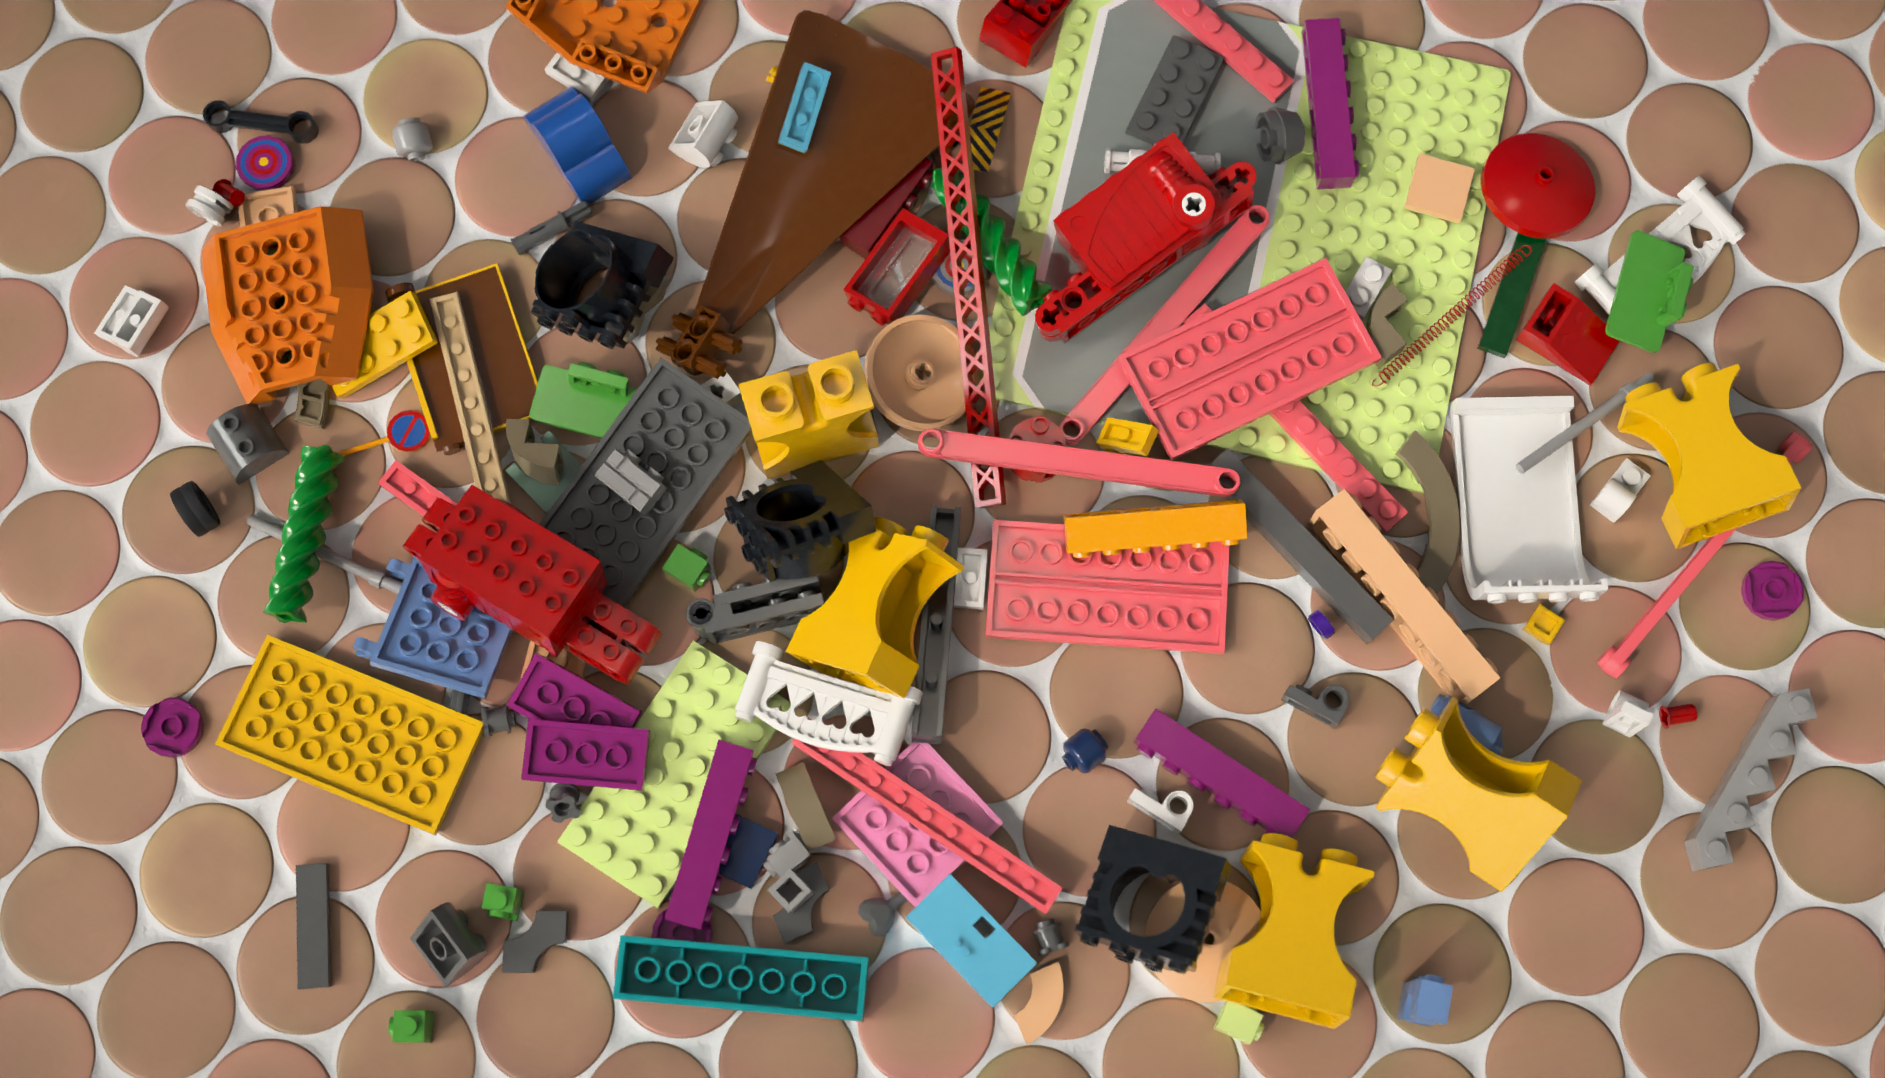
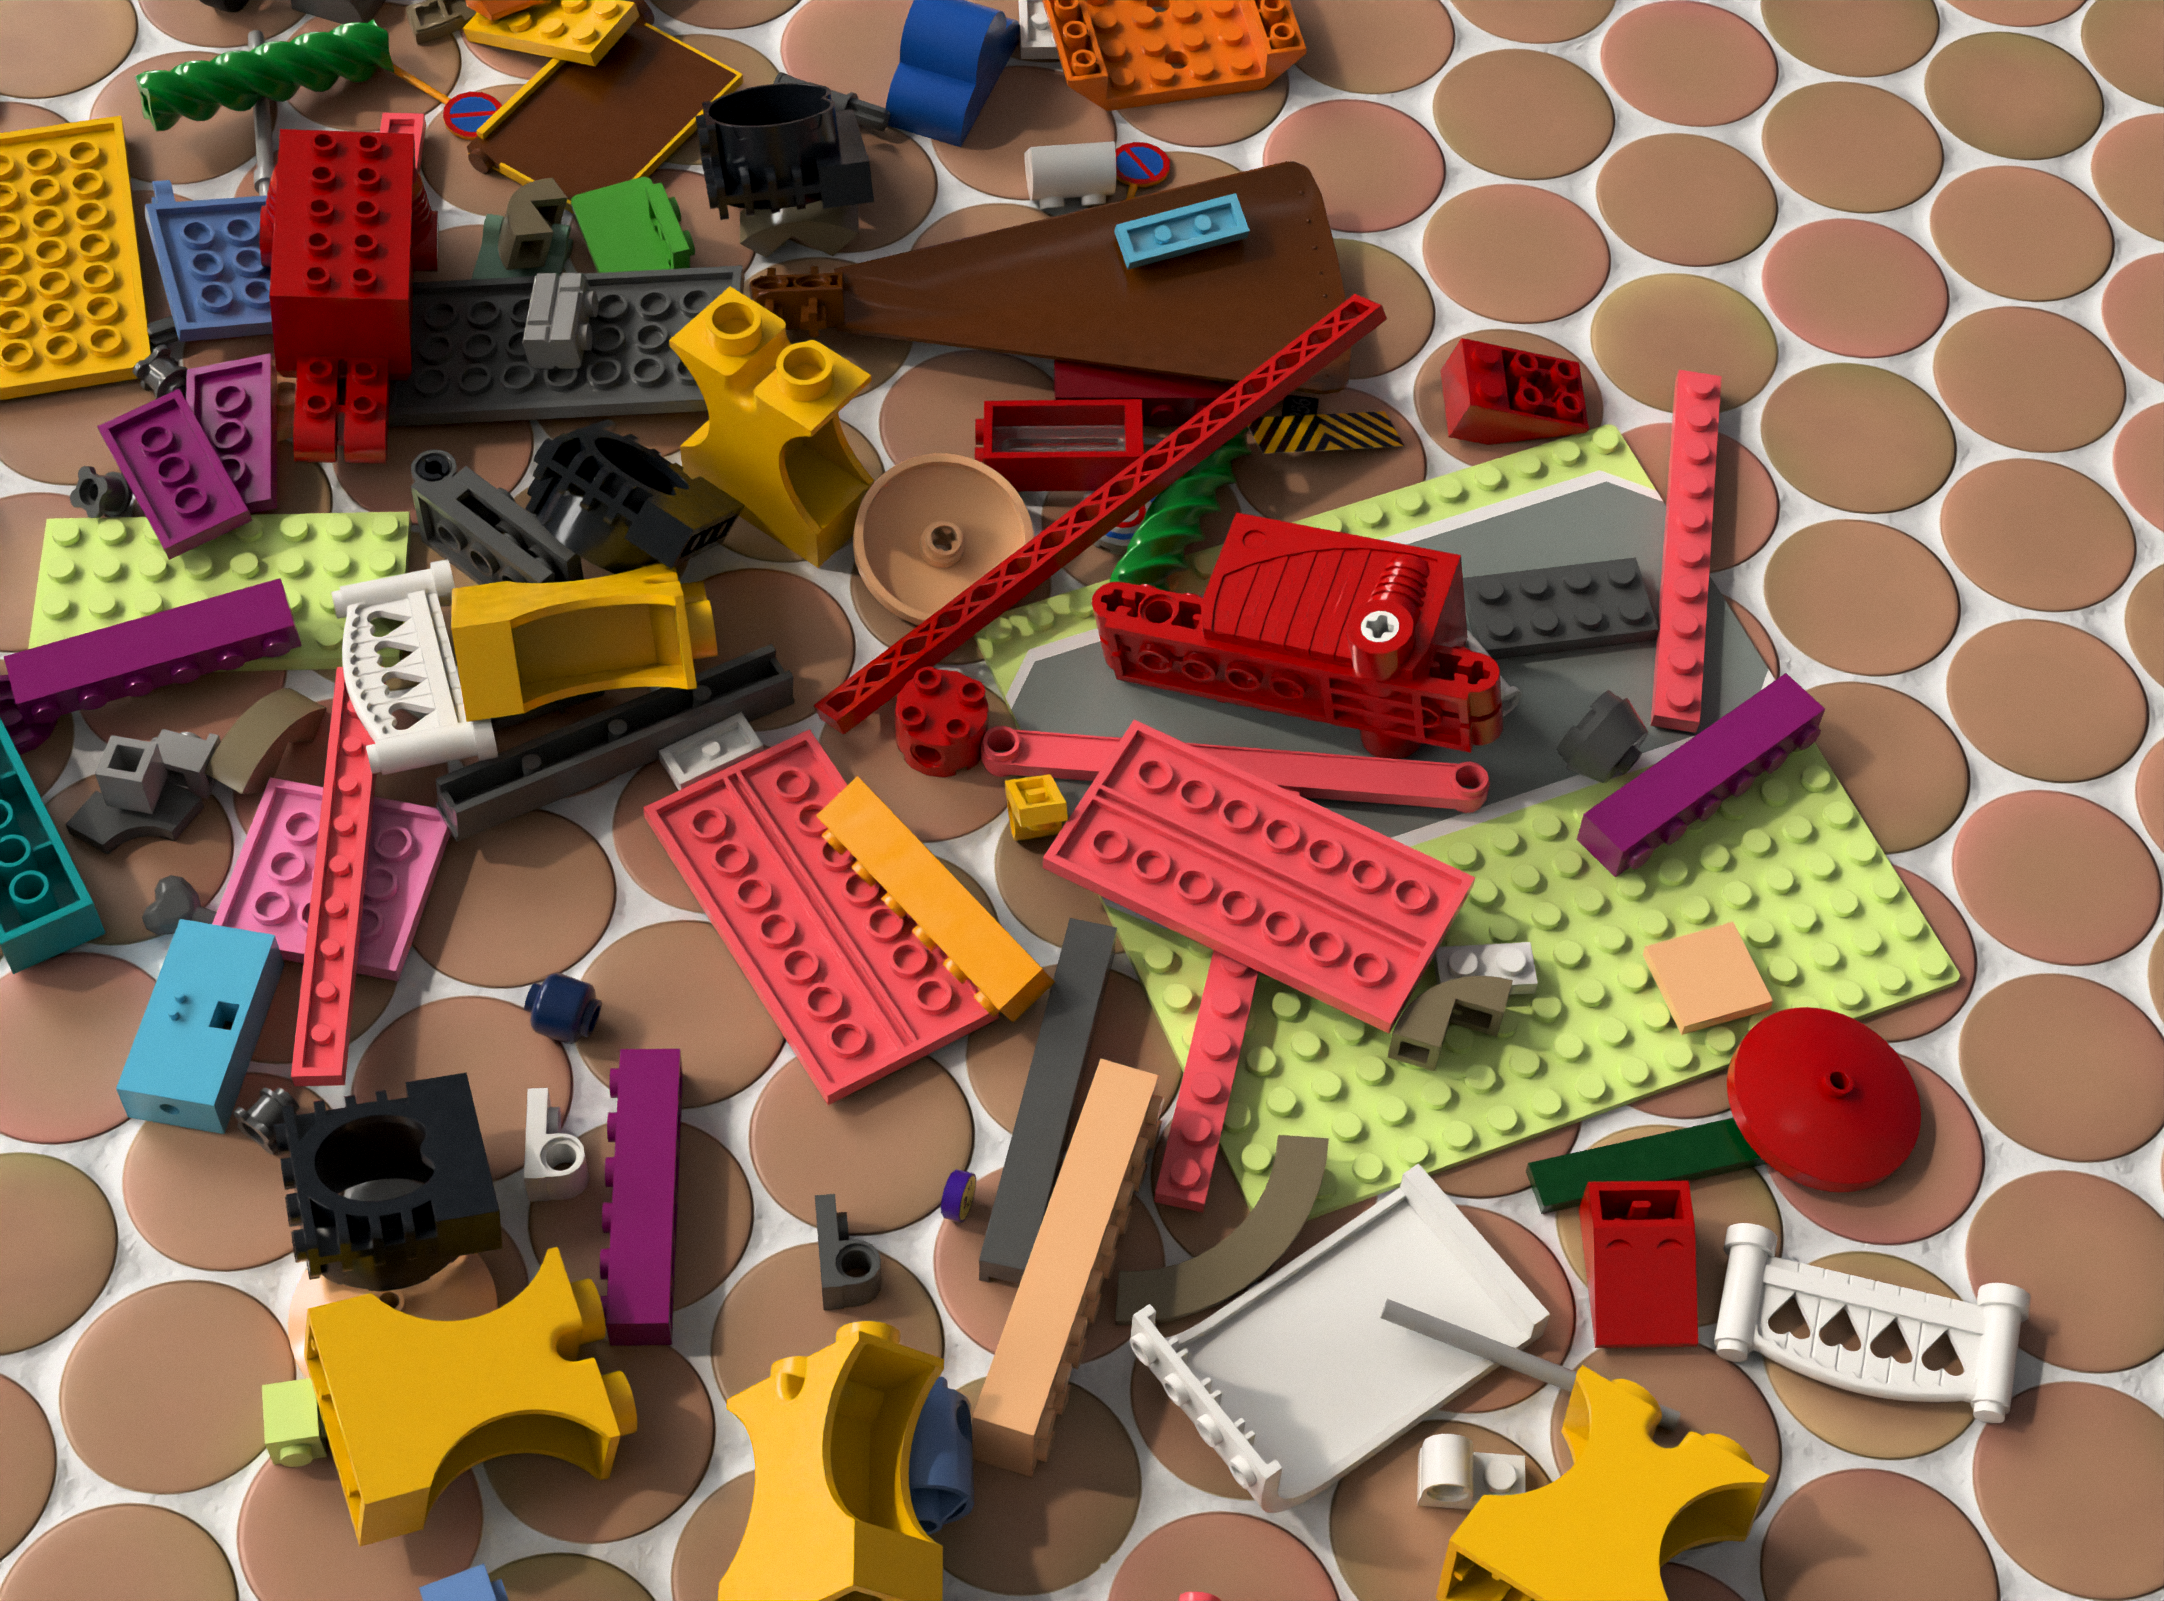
camera: 50 degrees right, 20 degrees down
(469, 395) = (550, 139): tan tile -> none
(688, 567) = (500, 451): bright green brick -> none
(721, 87) = (1140, 166): none -> piece
(748, 852) = (169, 707): dark blue tile -> none
(1043, 1003) = (171, 1168): light nougat tile -> none
(1079, 462) = (954, 764): coral piece -> none
(1451, 314) = (1539, 1103): red piece -> none
(1543, 624) = (1184, 1495): yellow tile -> none
(1649, 292) = (1787, 1319): bright green bracket -> none

